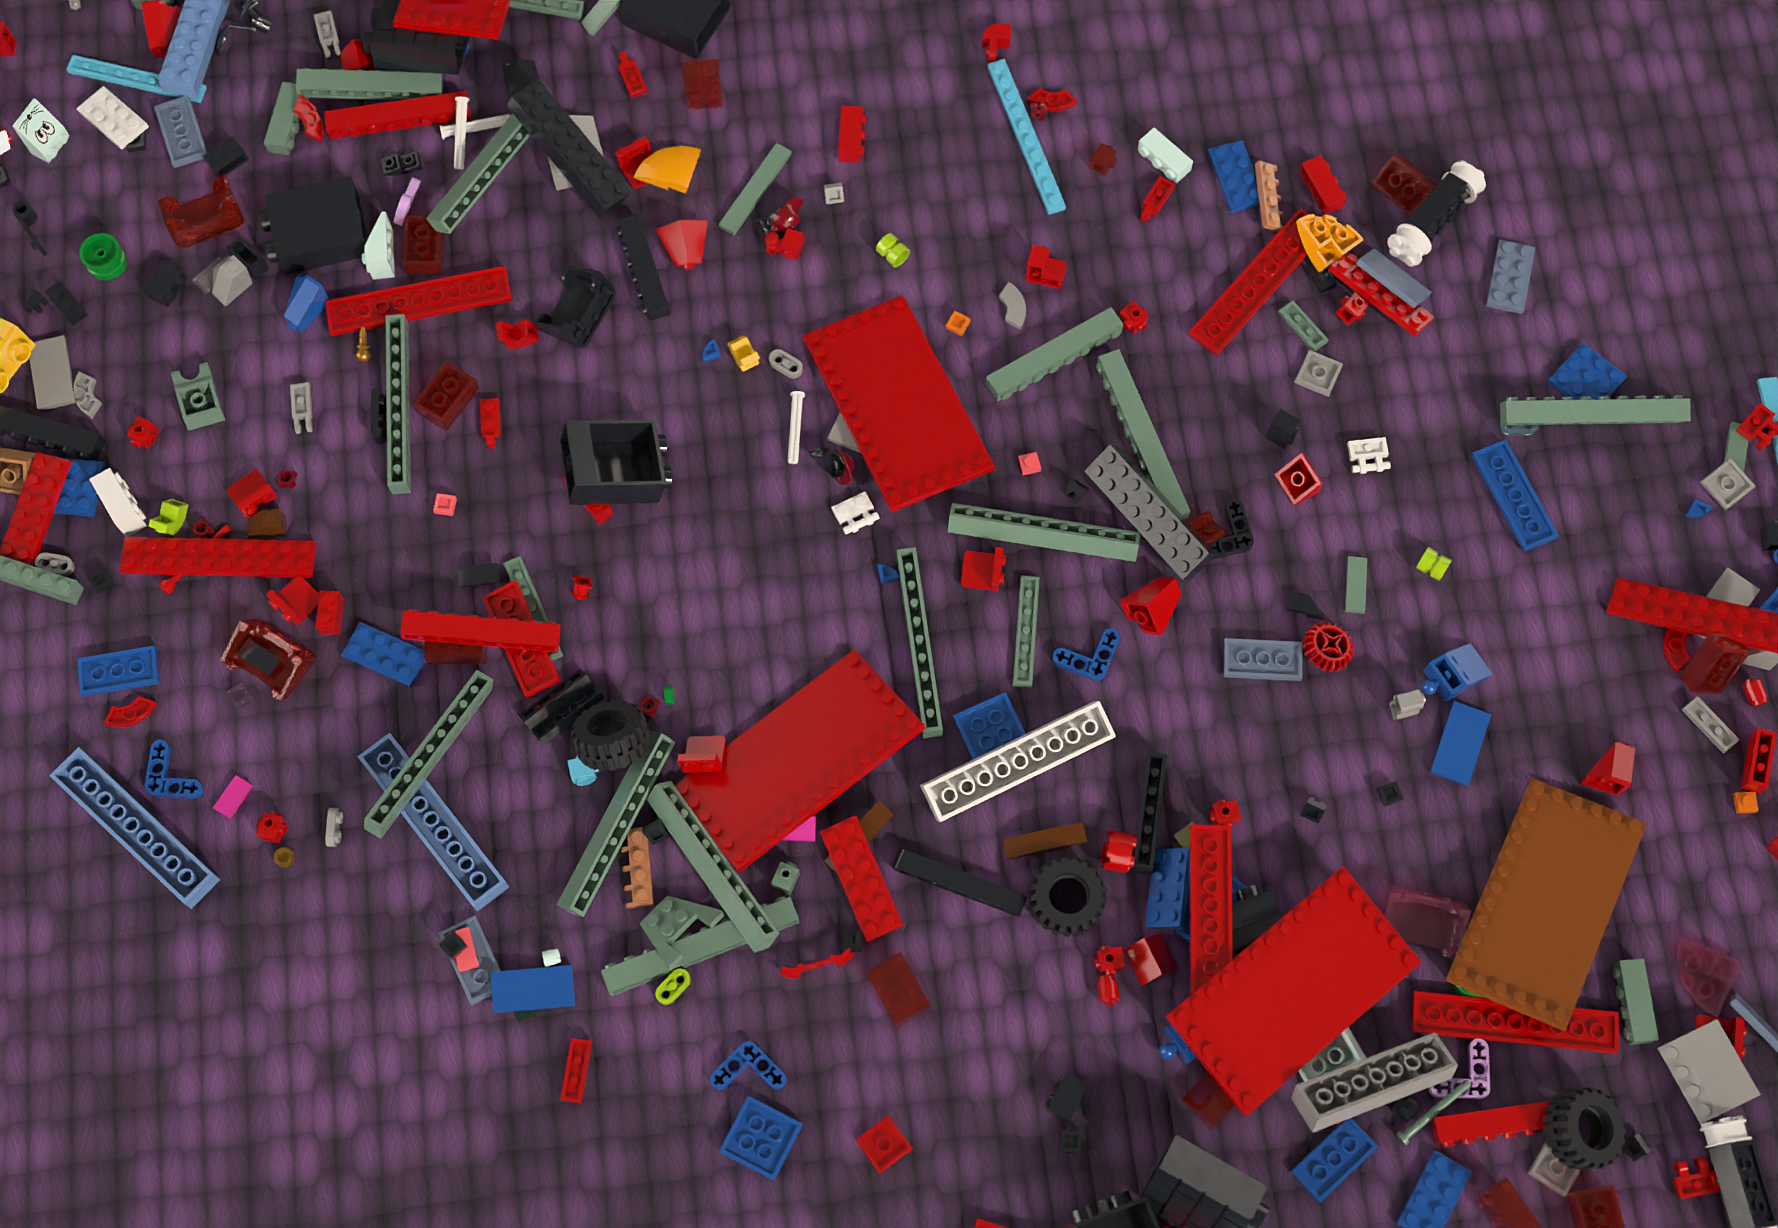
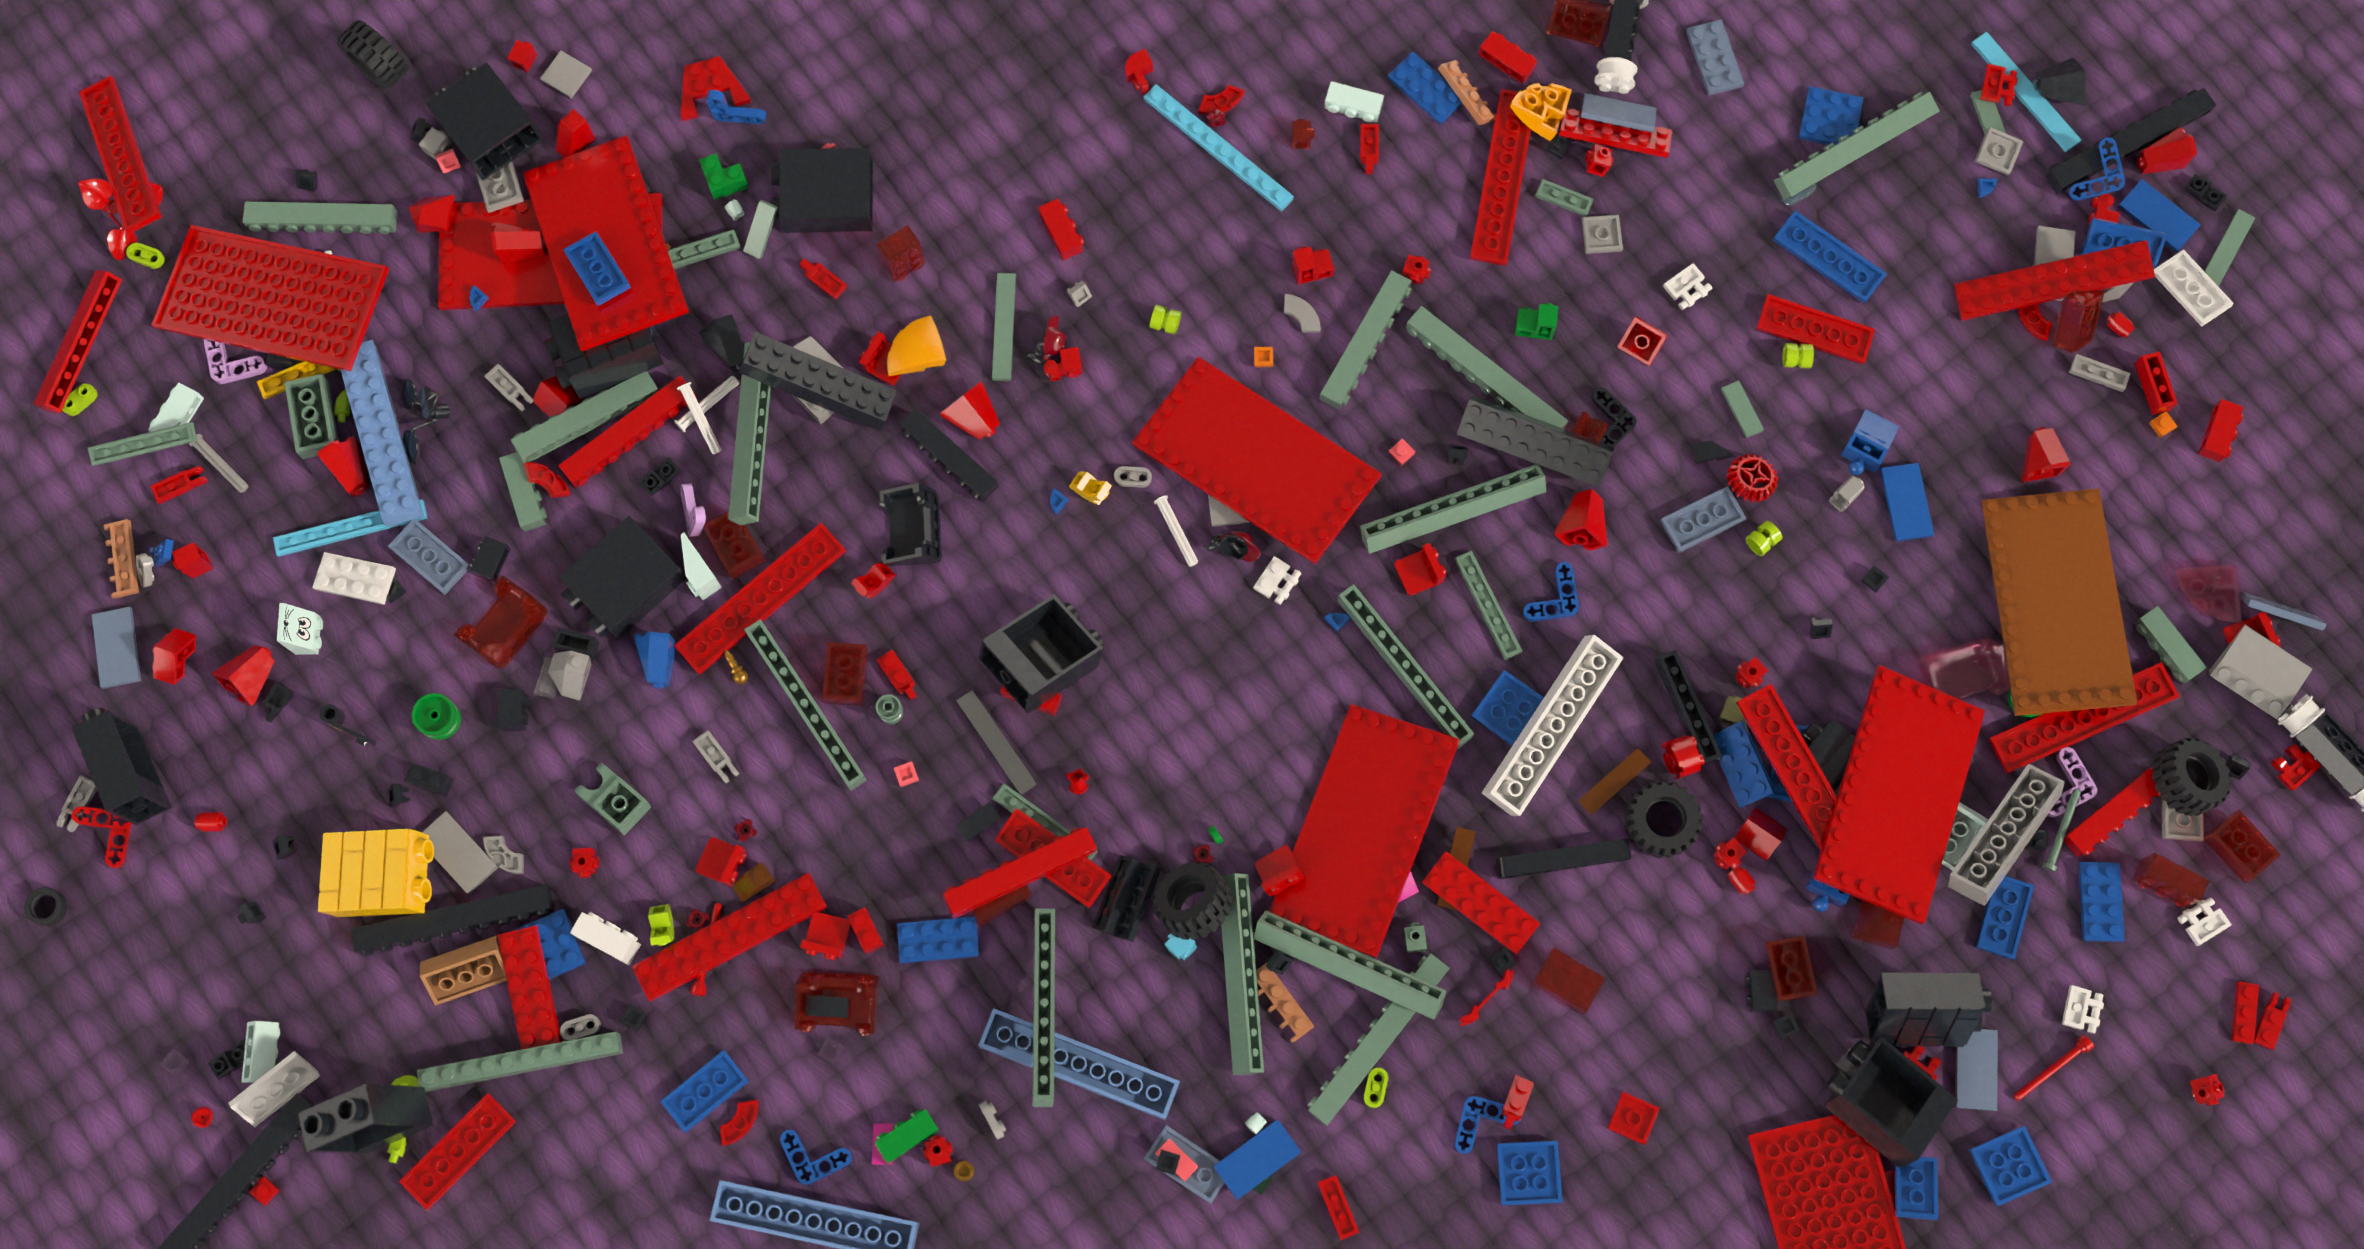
camera: 30 degrees left, 5 degrees up
(253, 799) = (905, 1136): none -> green brick
(377, 416) = (793, 727): black plate -> none
(464, 444) = (889, 709): none -> sand green wheel
(535, 520) = (996, 742): none -> dark grey tile
(670, 920) = (1340, 1032): sand green wing -> none
(787, 1068) = (1516, 1100): none -> hinge
(1103, 1091) = (1791, 968): none -> clear red slope
(1213, 416) = (1537, 323): none -> green brick
(1283, 429) = (1604, 303): black brick -> none
(1307, 704) = (1765, 536): none -> lime wheel
(1465, 549) = (1815, 327): none -> red plate

